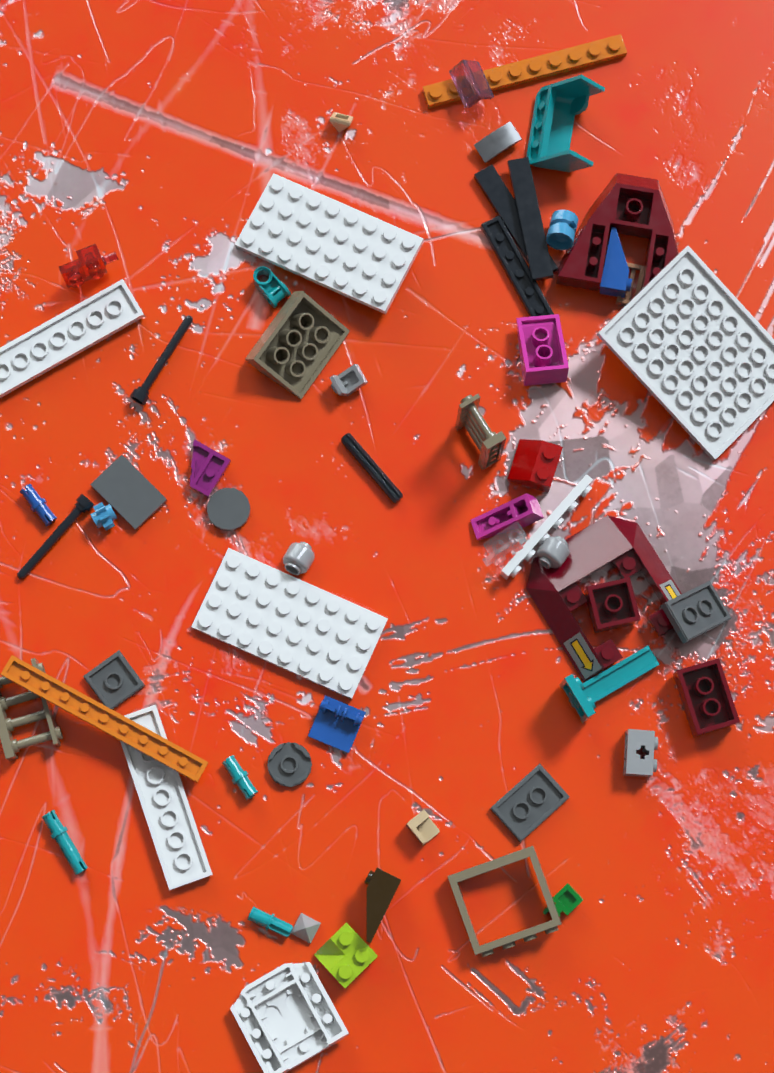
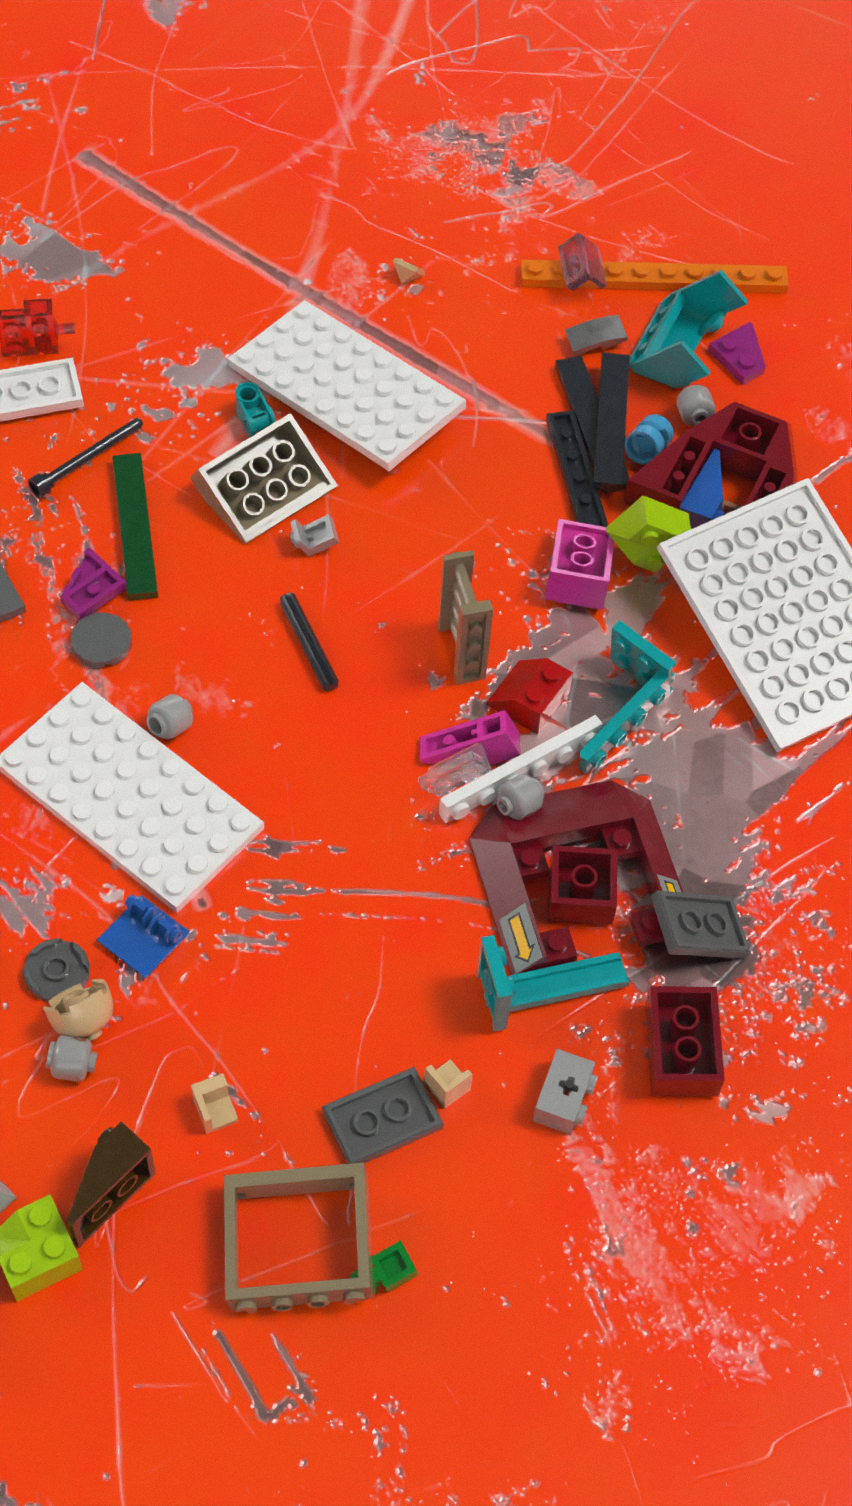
camera: 15 degrees right, 20 degrees down
(218, 408) = (135, 527): none -> dark green tile
(317, 791) = (81, 1010): none -> tan cylinder
(323, 825) = (71, 1058): none -> light grey head
(564, 767) = (447, 1082): none -> tan panel
(586, 316) = (644, 527): none -> lime slope
(587, 188) = (695, 404): none -> light grey head
(606, 125) = (740, 353): none -> magenta wing
(611, 425) = (651, 670): none -> teal bracket

